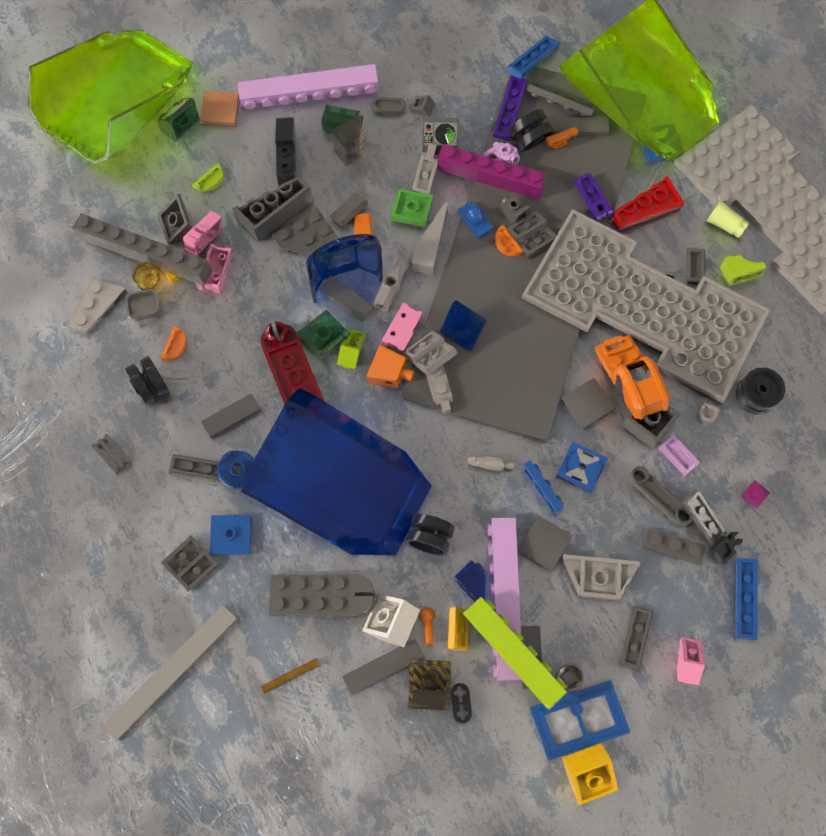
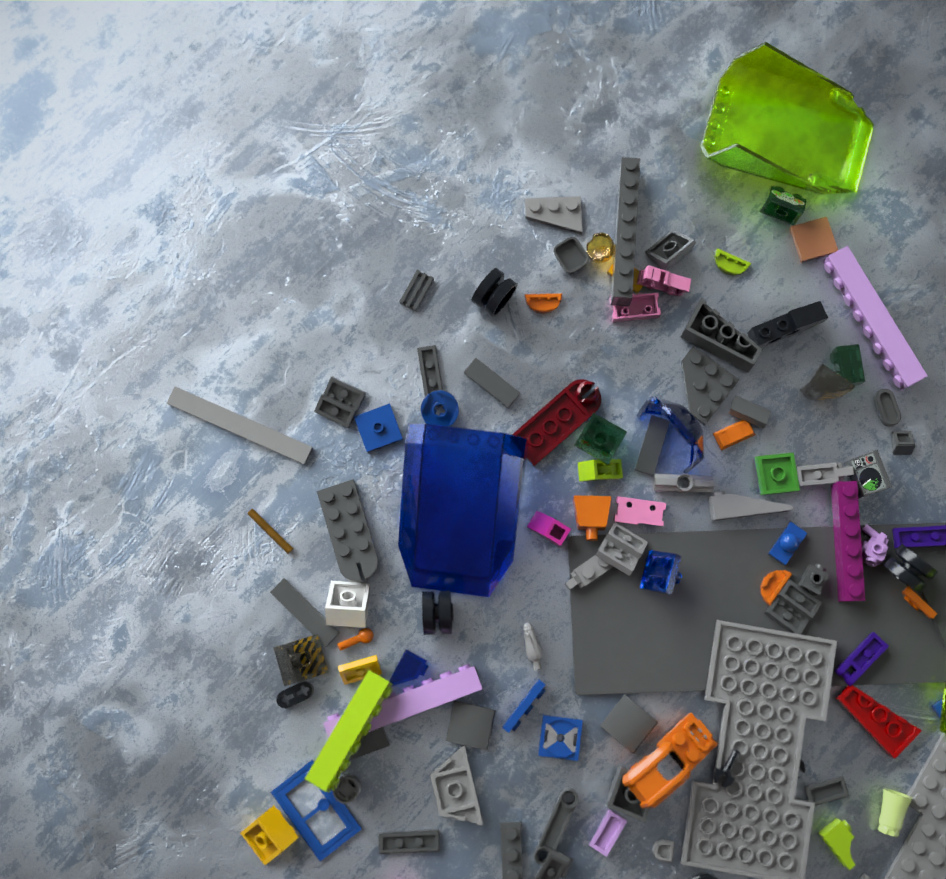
camera: 75 degrees right, 10 degrees up
(388, 409) = (548, 528): none -> dark pink slope
(655, 334) = (727, 769): none -> black bar

